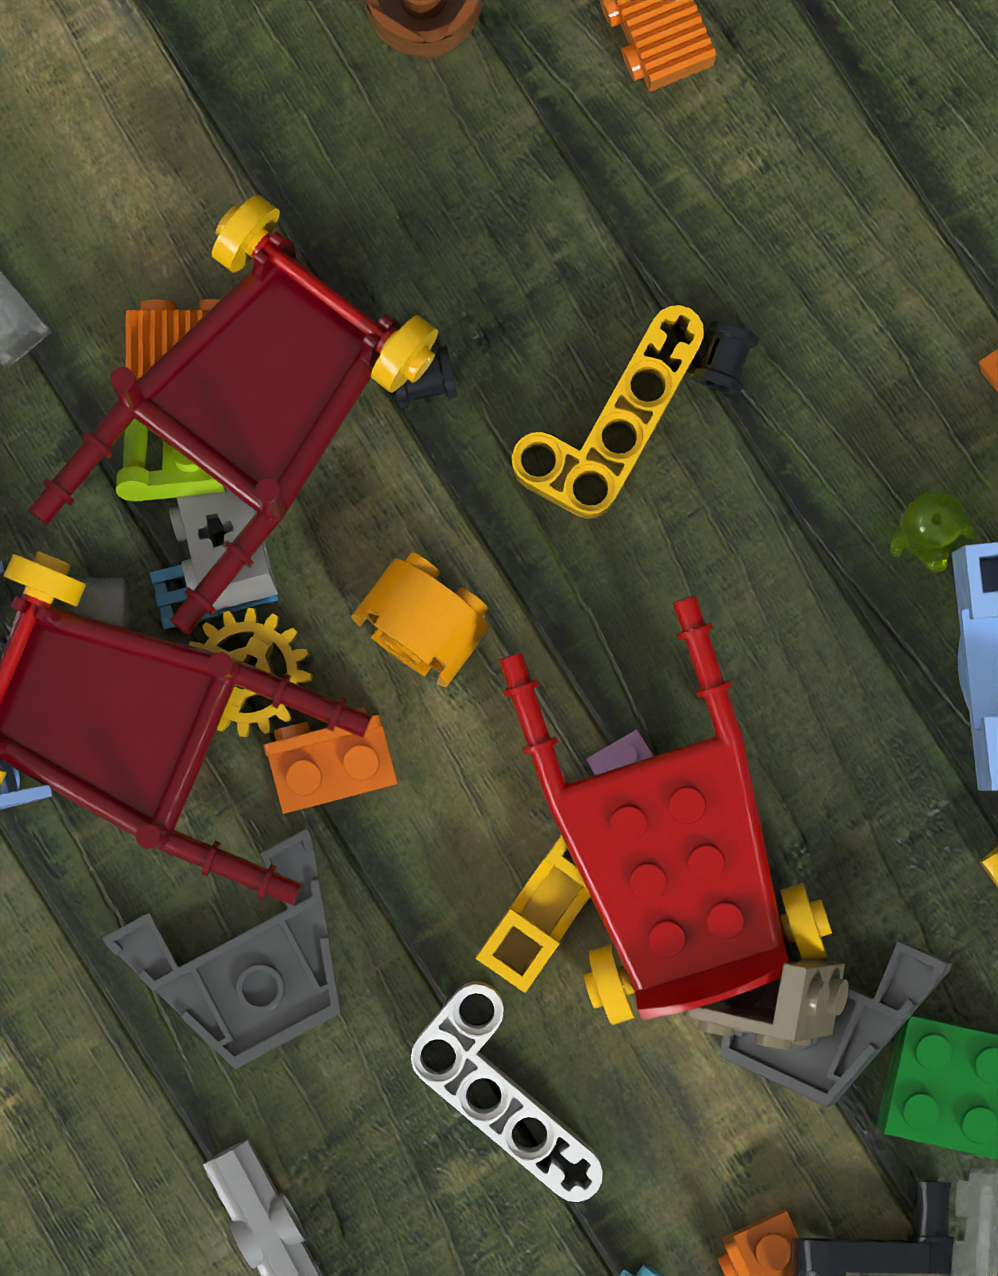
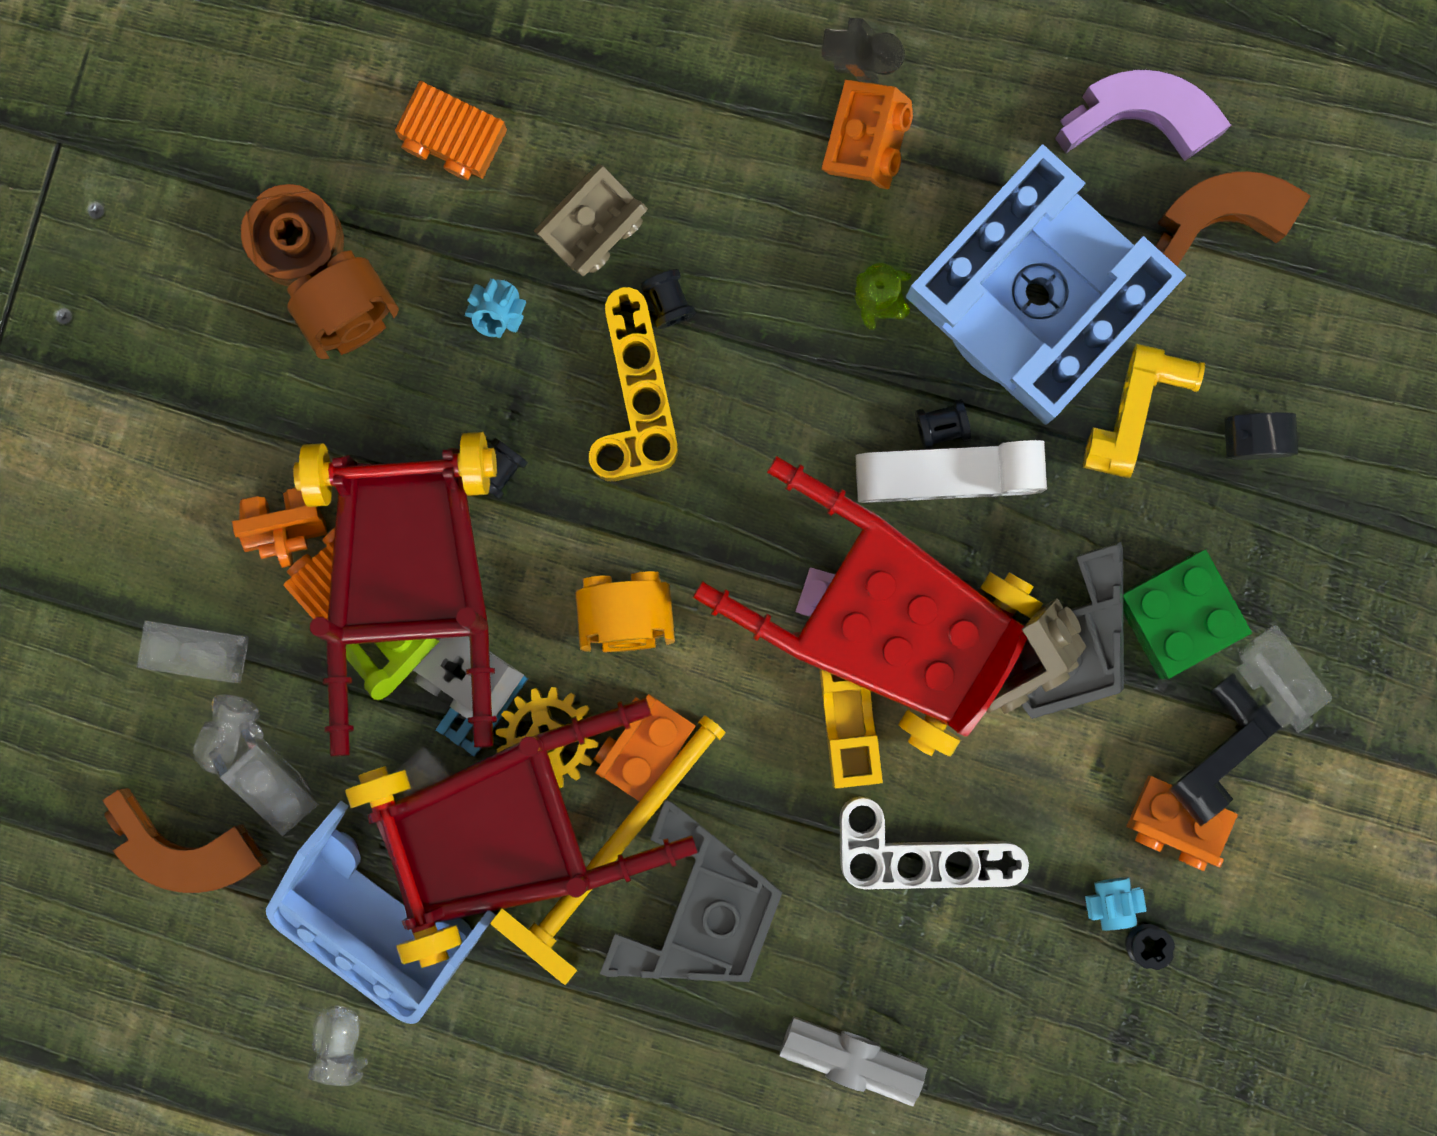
camera: 45 degrees left, 0 degrees up
(72, 854) = (539, 938): none -> yellow tile
(167, 258) = (278, 531): none -> orange hips
(410, 94) = (340, 305): none -> dark orange brick
(554, 224) = (495, 308): none -> medium azure gear
(716, 221) = (591, 221): none -> dark tan bracket
(849, 758) = (952, 472): none -> white beam
(892, 720) = (957, 429): none -> black bush

